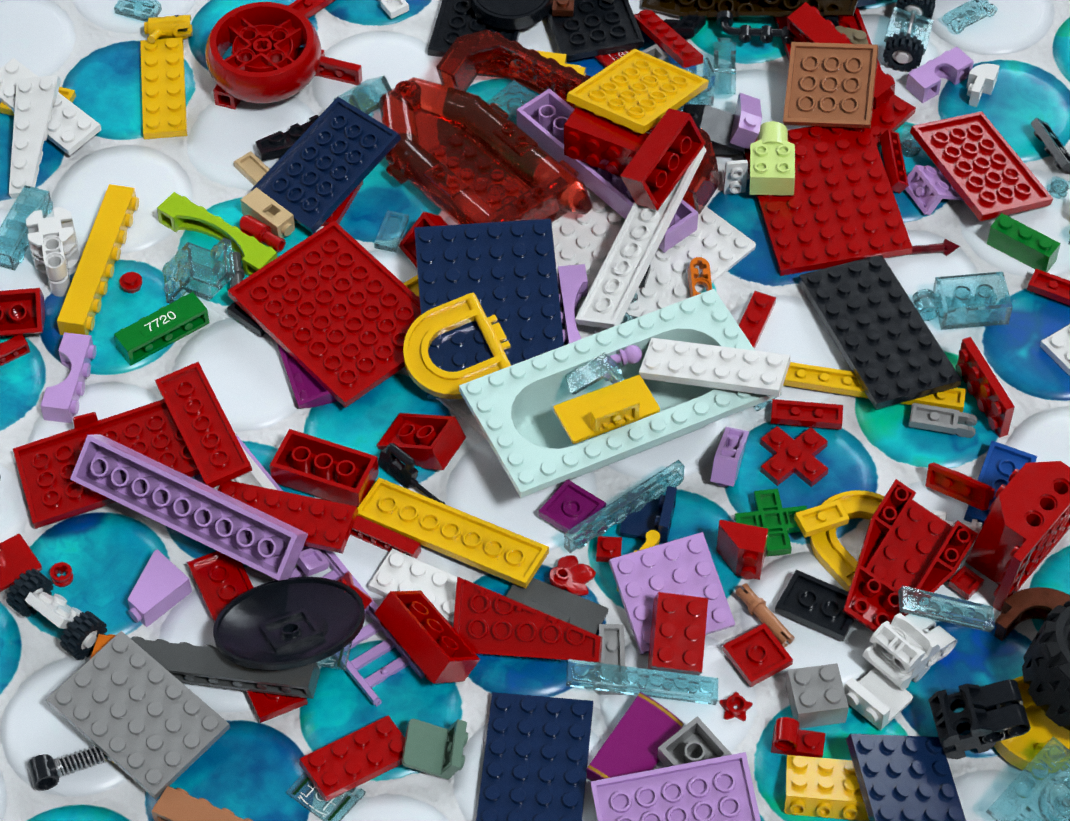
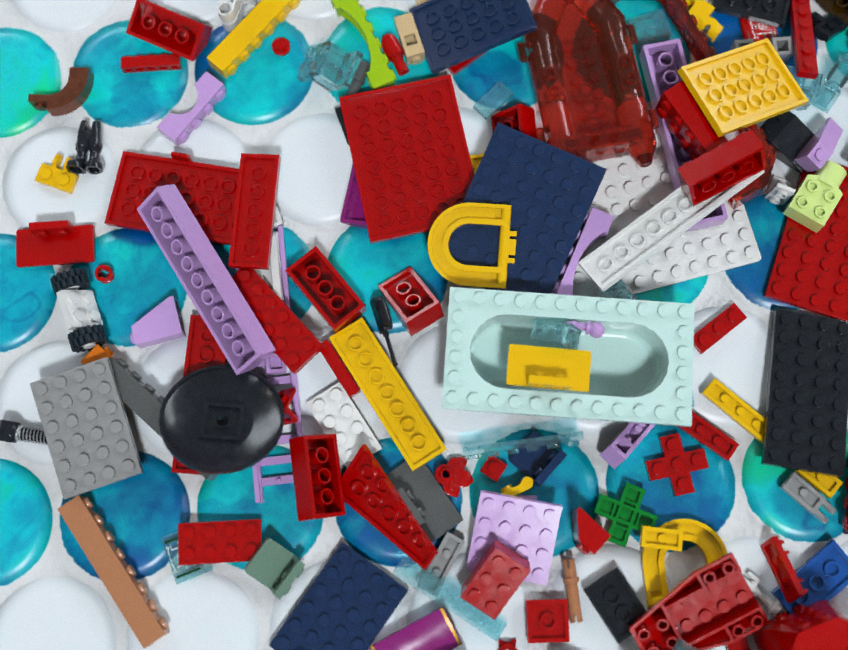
camera: 30 degrees right, 25 degrees up
(161, 328) = (279, 101): green brick -> none
(570, 506) = (485, 426): magenta plate -> none
(705, 275) = (693, 264): orange beam -> none
(715, 367) = (651, 380): white plate -> none

